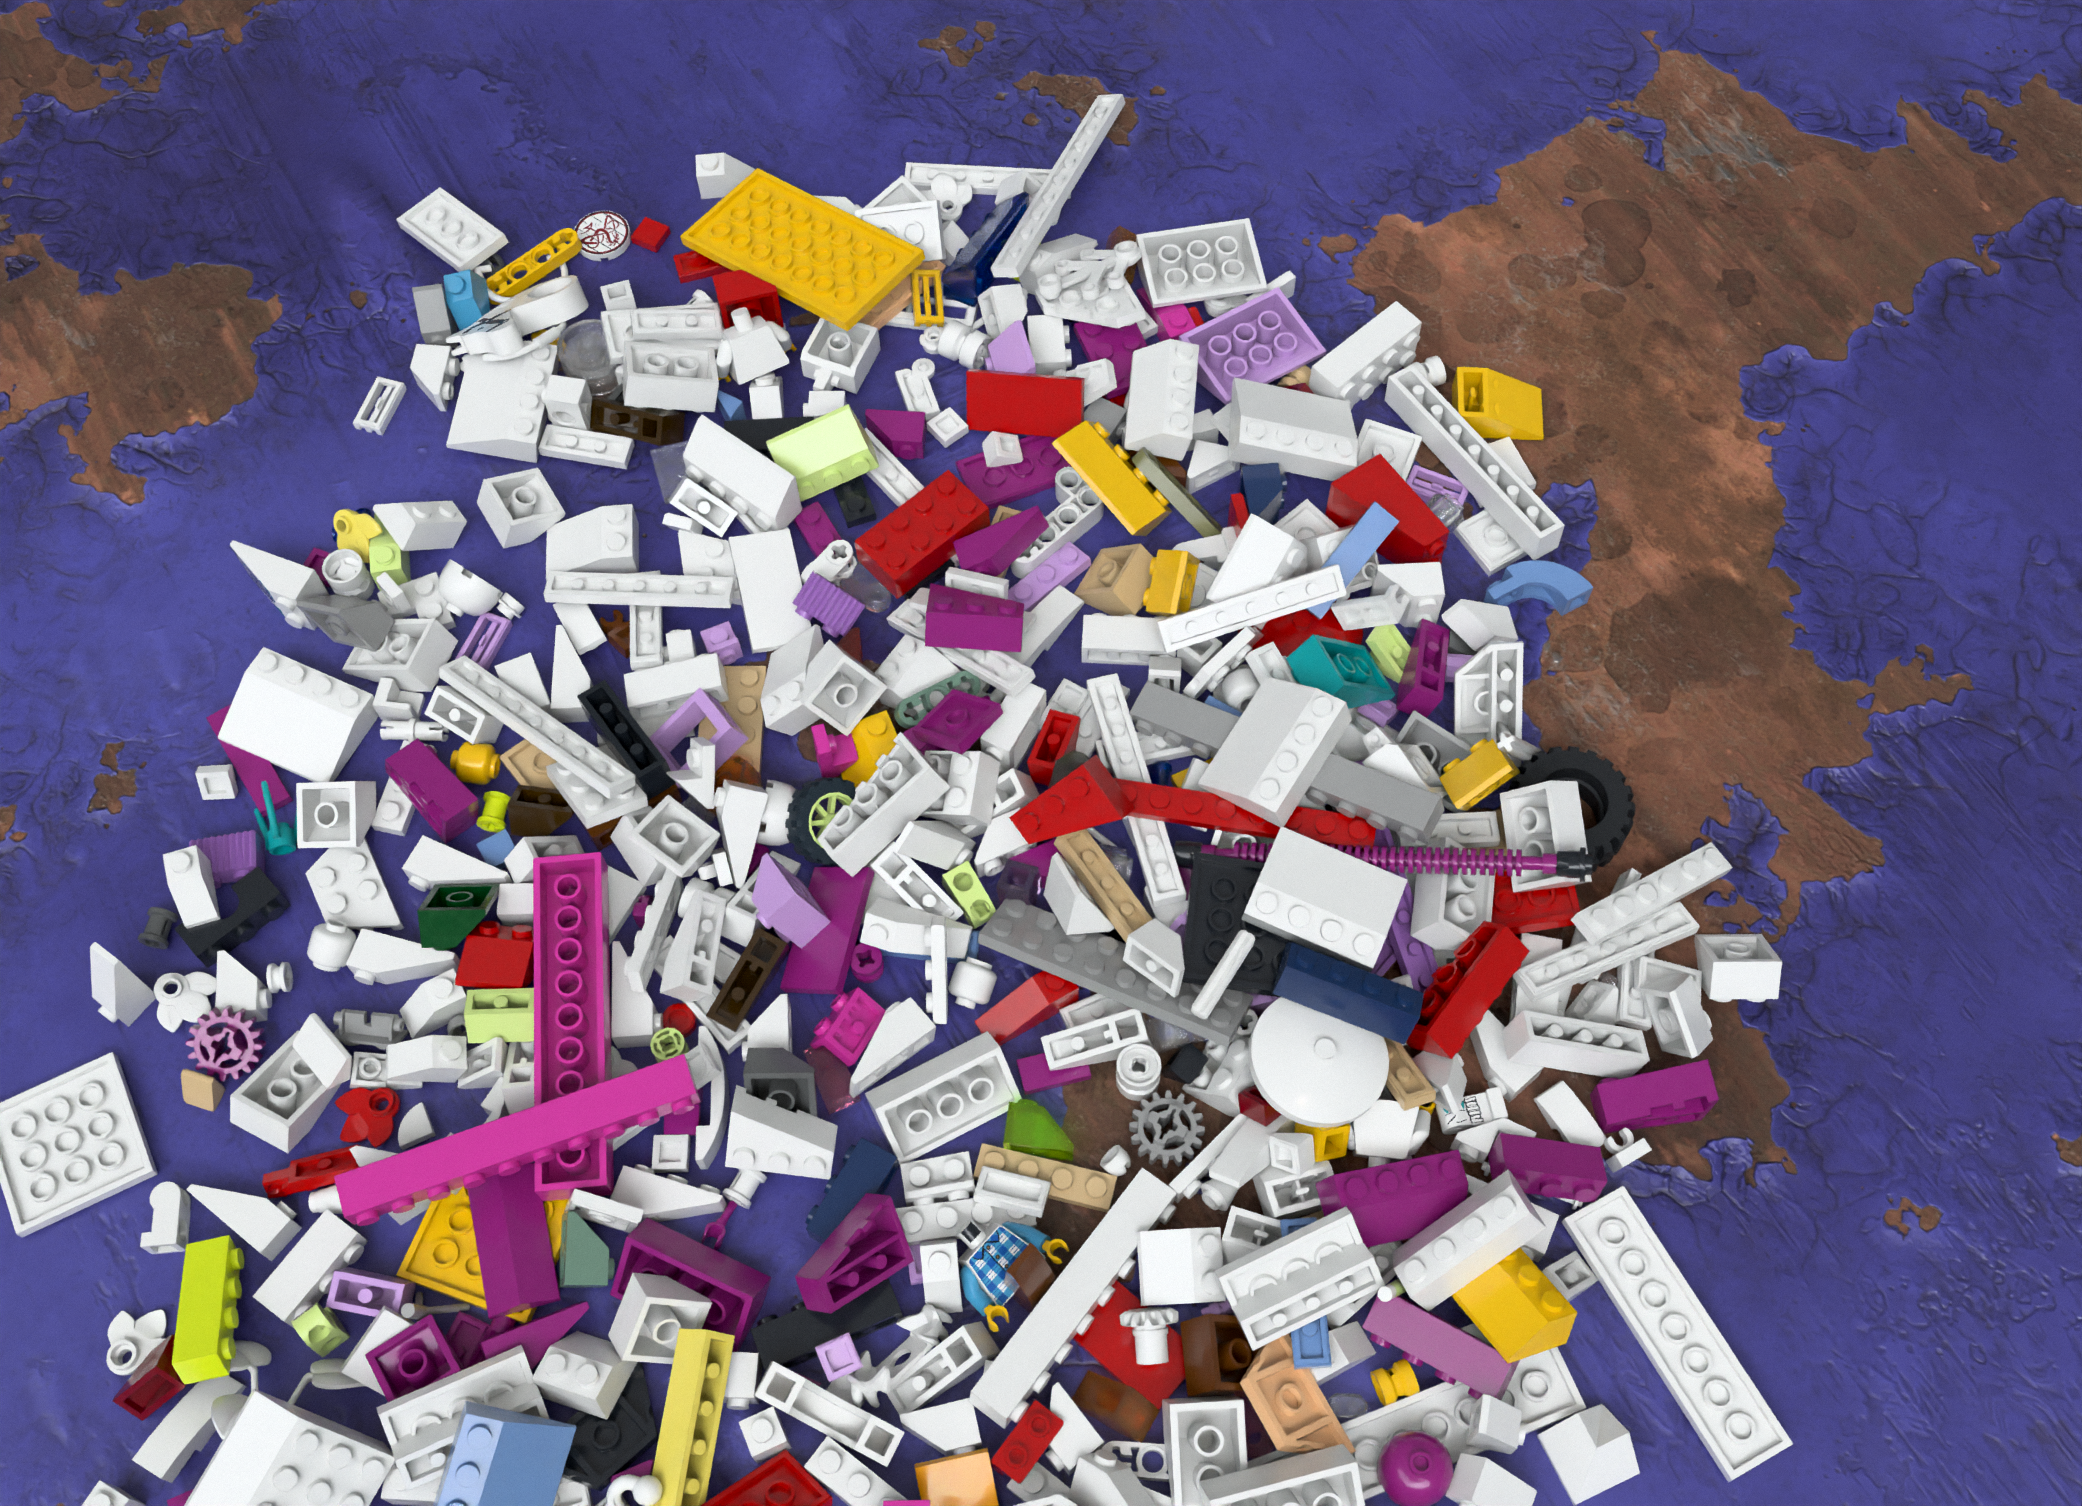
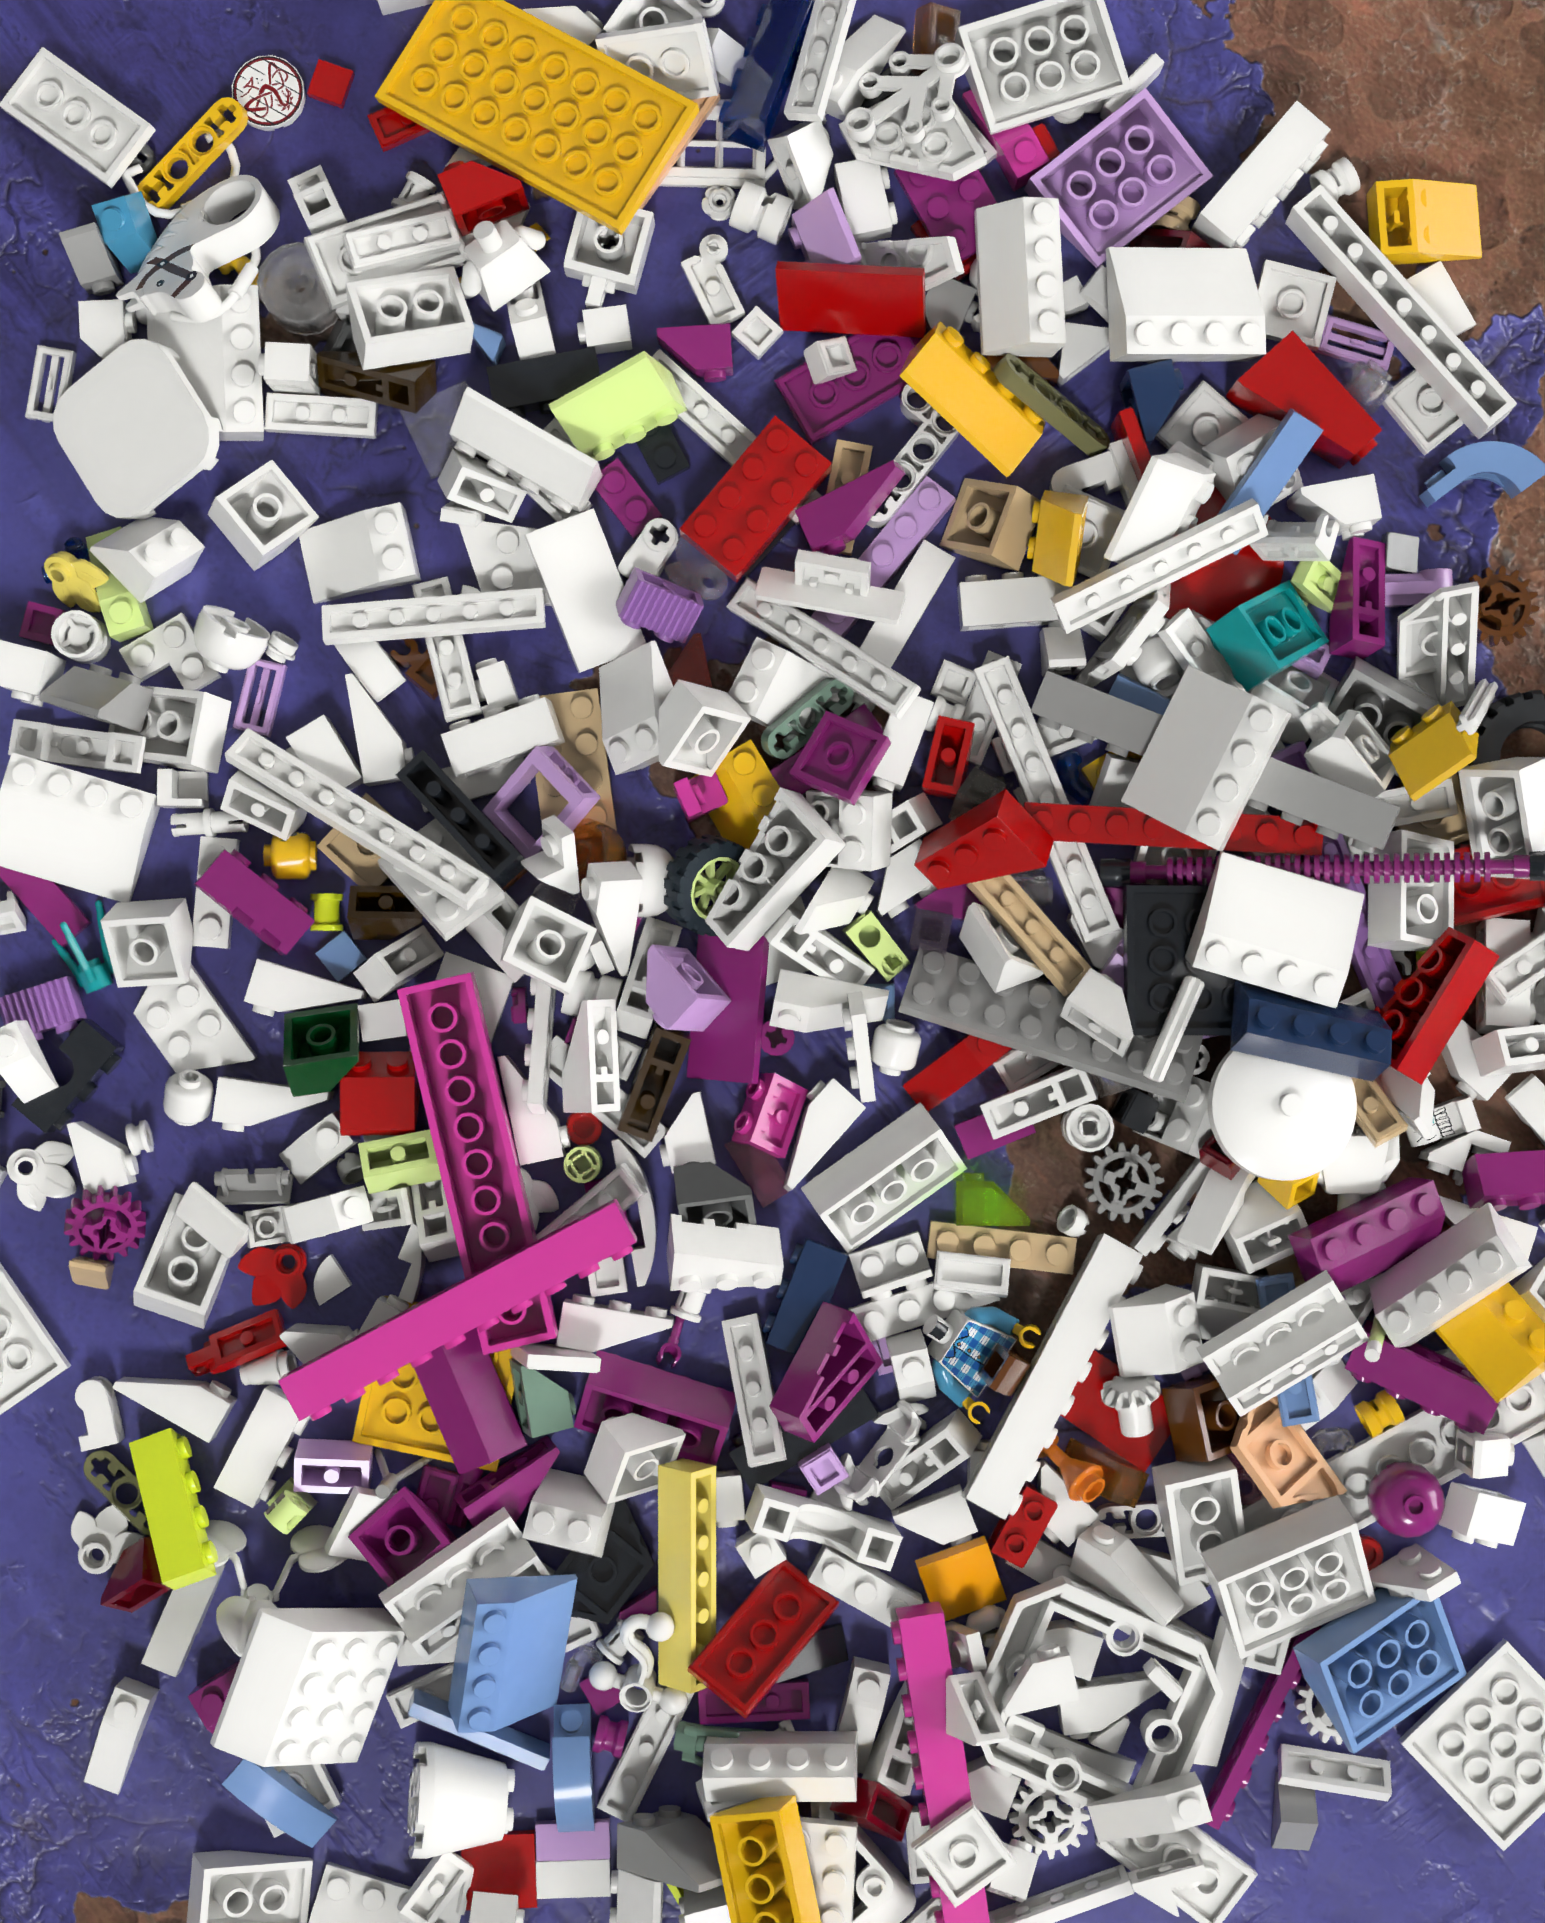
camera: 15 degrees left, 25 degrees up
(149, 1283) = (100, 1480): none -> olive beam
(337, 662) = (77, 746): none -> white slope
(393, 592) = (143, 658): white tile -> none
(434, 432) = (135, 429): none -> white tile
(722, 641) = (539, 665): lavender bracket -> none
(784, 1260) = (753, 1390): none -> white plate
(928, 319) = (710, 180): yellow tile -> none
(972, 620) = (836, 624): magenta wedge -> none
(1090, 1397) = (1082, 1479): none -> orange piece
(1292, 1152) = (1261, 1205): white slope -> none
(1480, 623) = (1425, 537): white slope -> none
(1546, 688) = (1502, 620): none -> reddish brown gear

